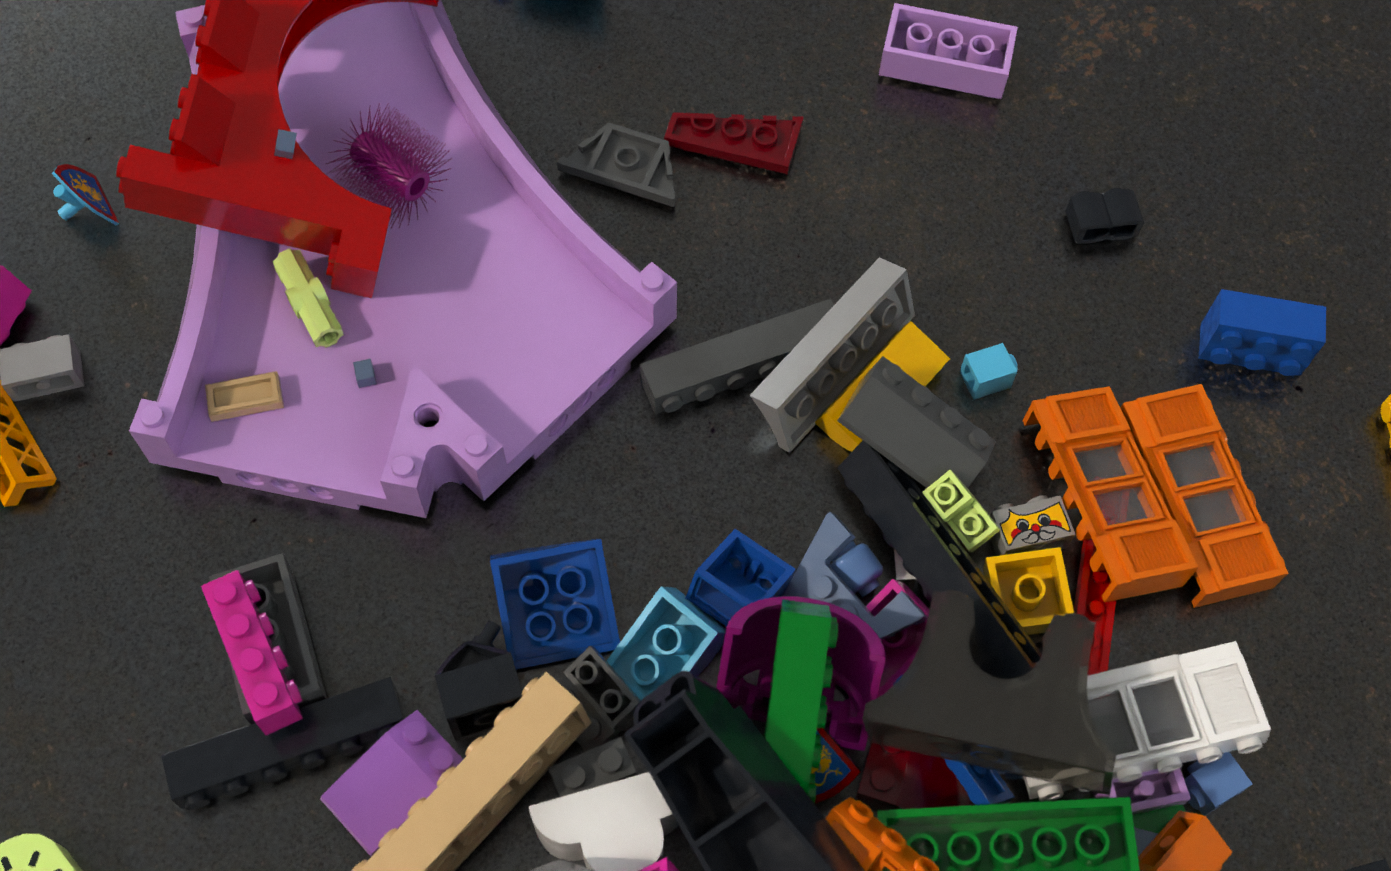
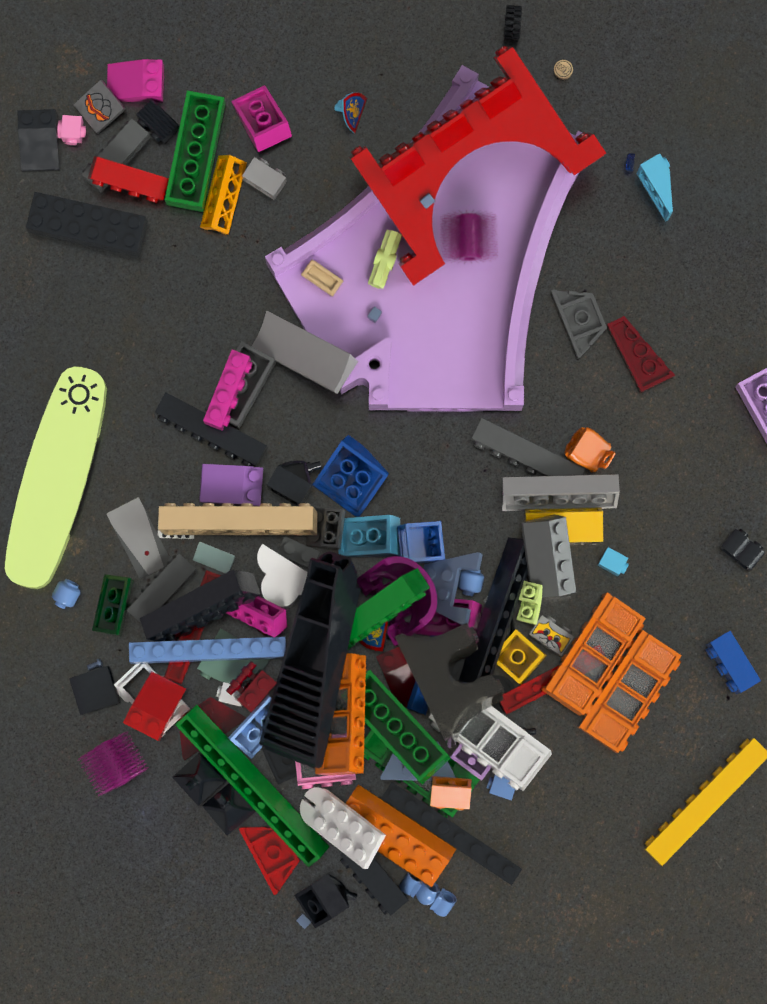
camera: 50 degrees right, 20 degrees up
(318, 496) = (304, 352): none -> light grey arch
(810, 273) = (589, 450): none -> orange piece

